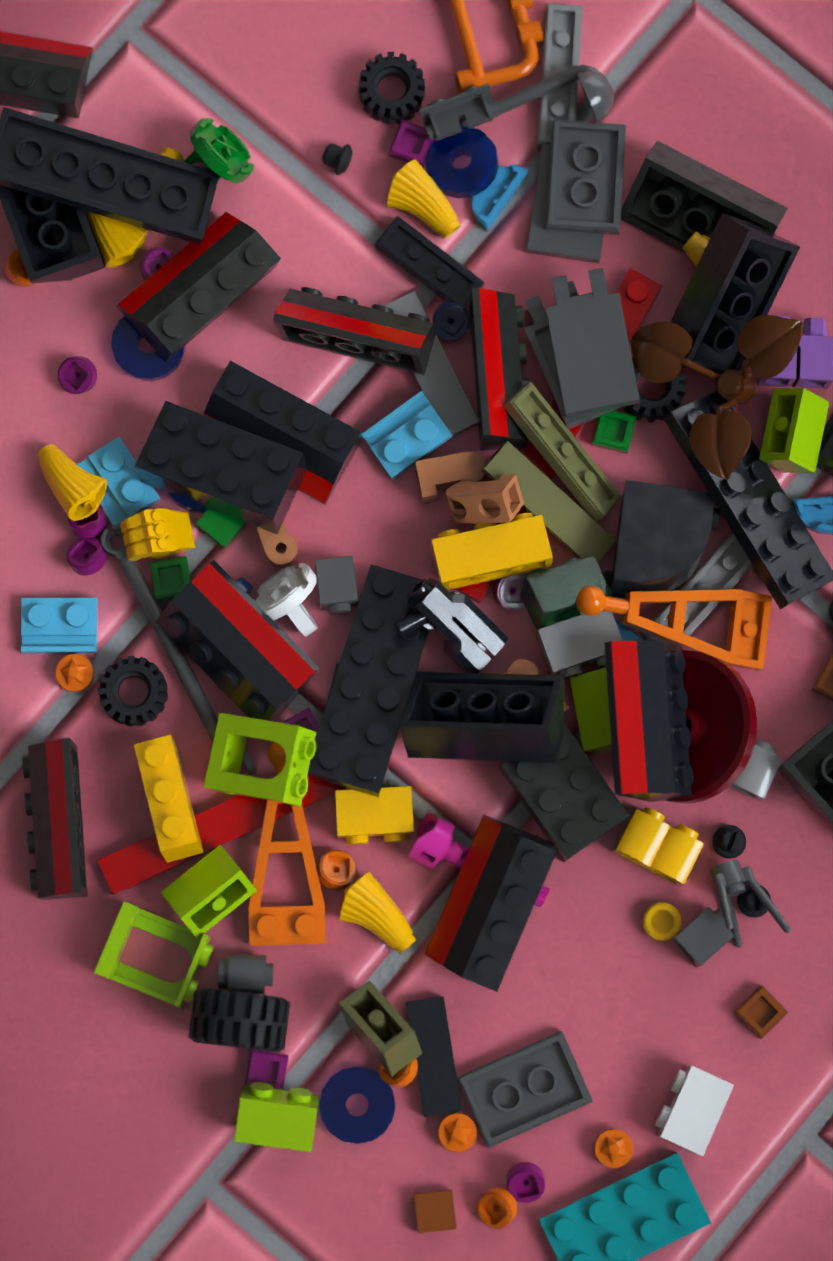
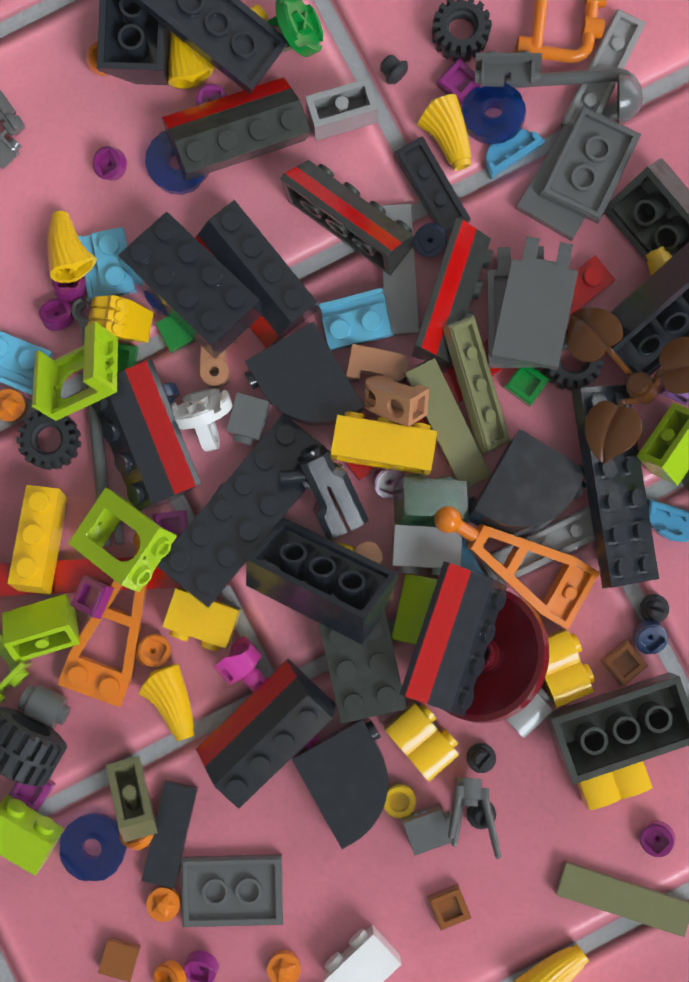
camera: 25 degrees right, 5 degrees up
(155, 575) = (99, 365): none -> lime panel
(249, 835) = (92, 596): none -> magenta tile
(302, 222) = (342, 109): none -> light grey brick
(378, 519) = (303, 379): none -> black brick
(597, 918) = (346, 779): none -> black brick
(779, 715) = (566, 675): none -> yellow brick

